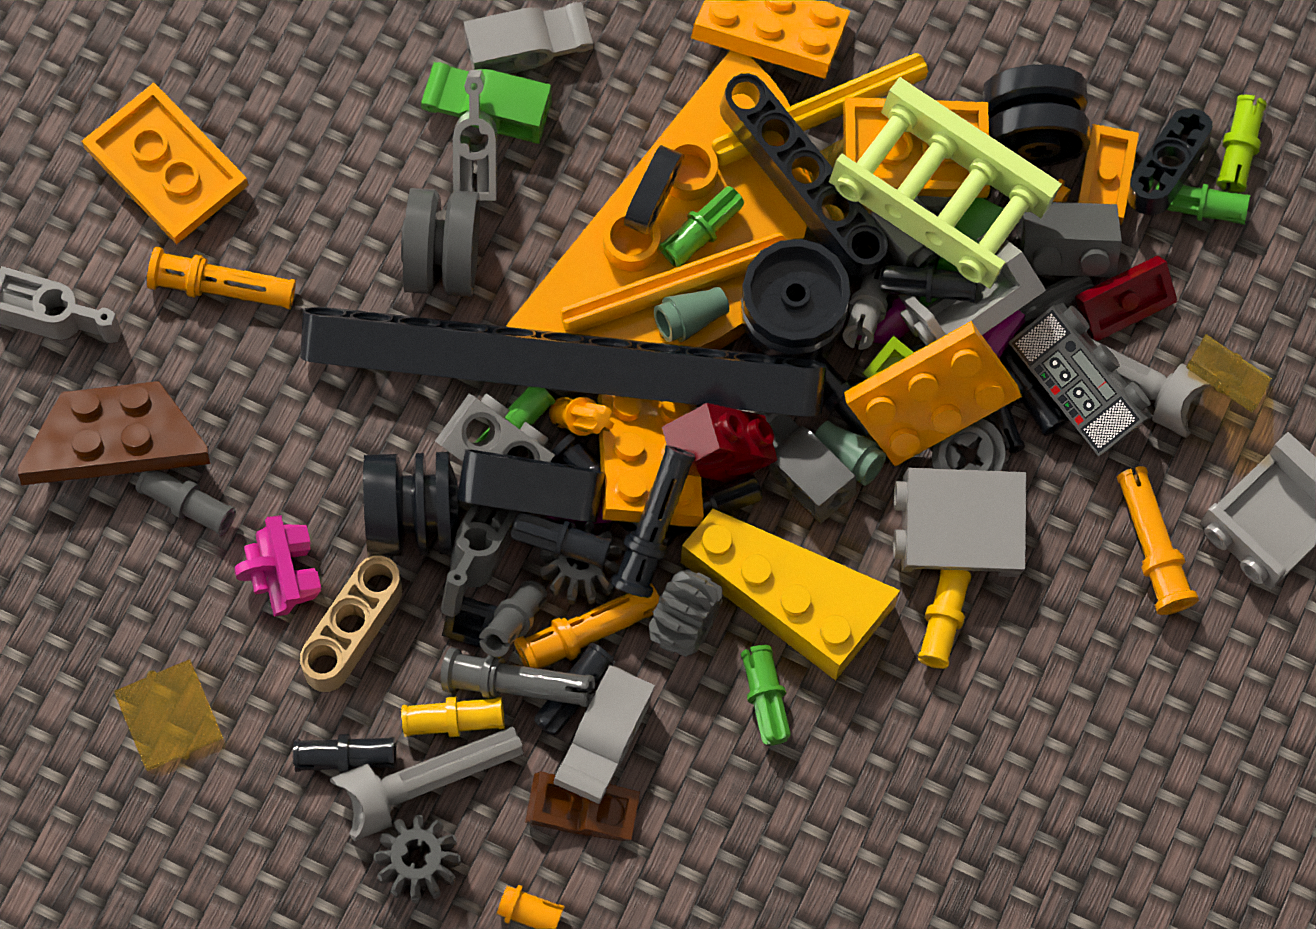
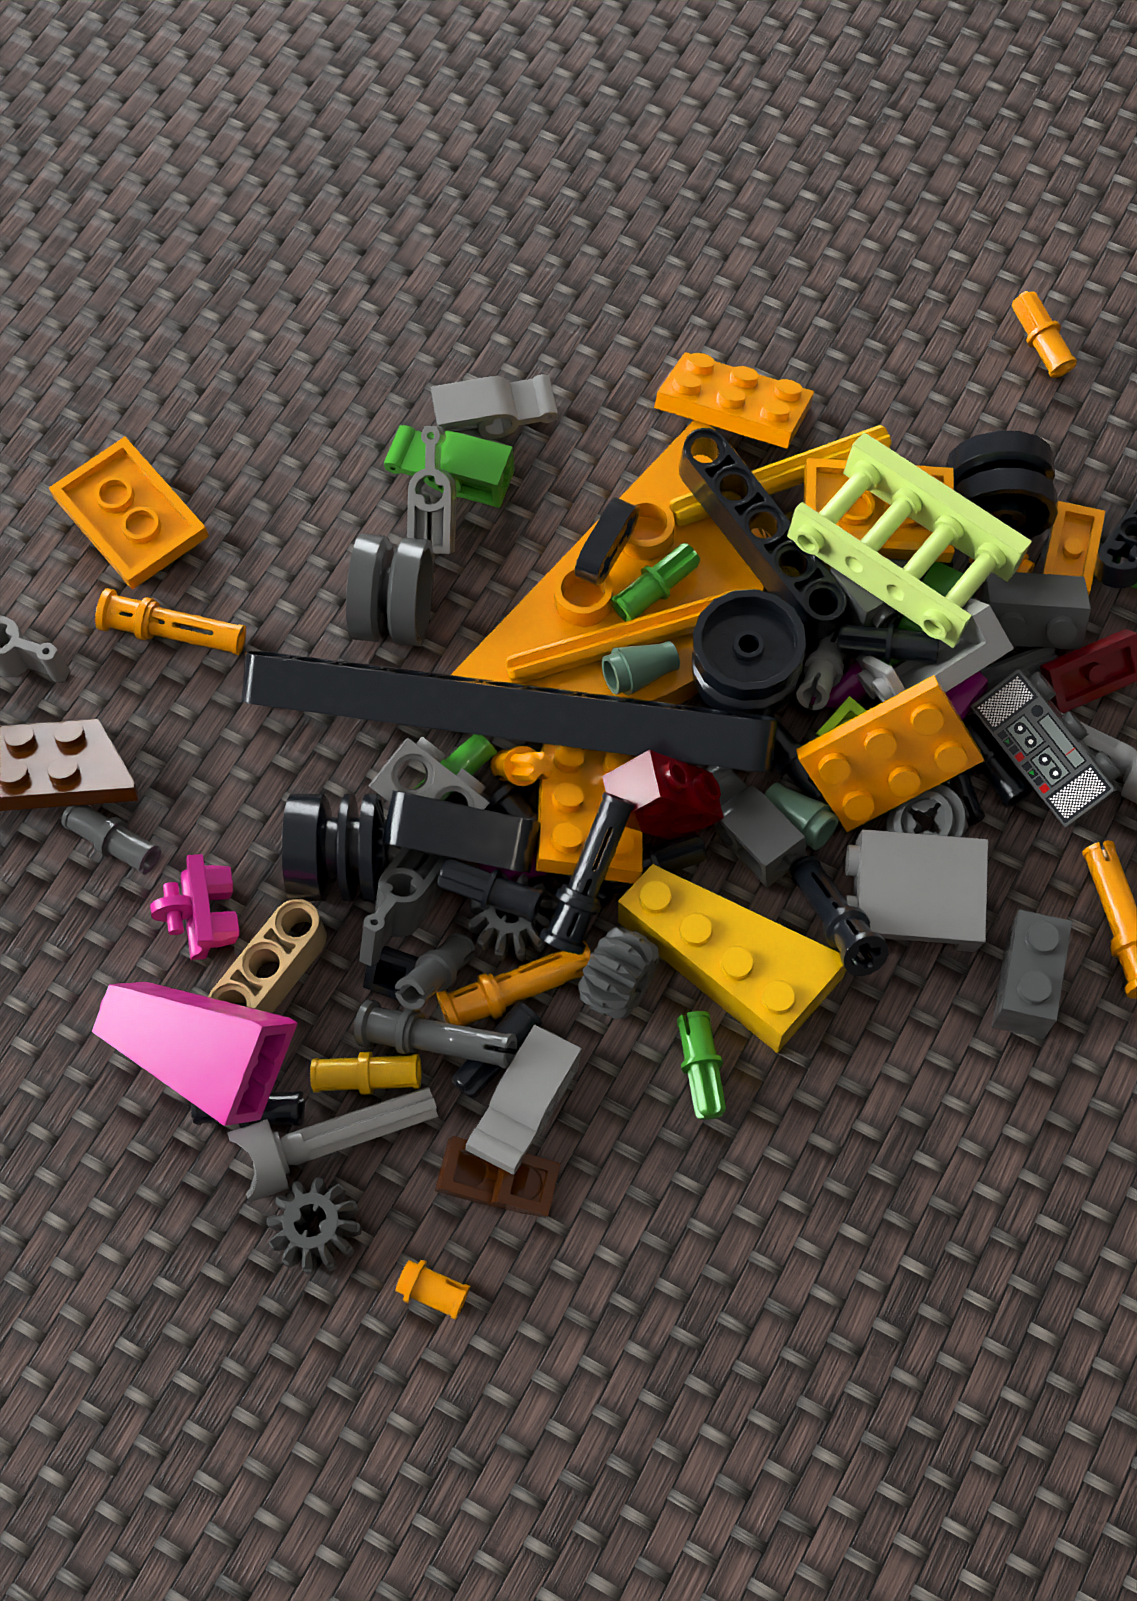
camera: 10 degrees right, 5 degrees down
(168, 714) = (68, 1060): clear yellow piece -> none
(297, 698) = (199, 1046): none -> slope
(894, 560) = (844, 926): none -> black pin
(944, 618) = (896, 991): yellow pin -> none
(1068, 597) = (1032, 974): none -> dark grey brick

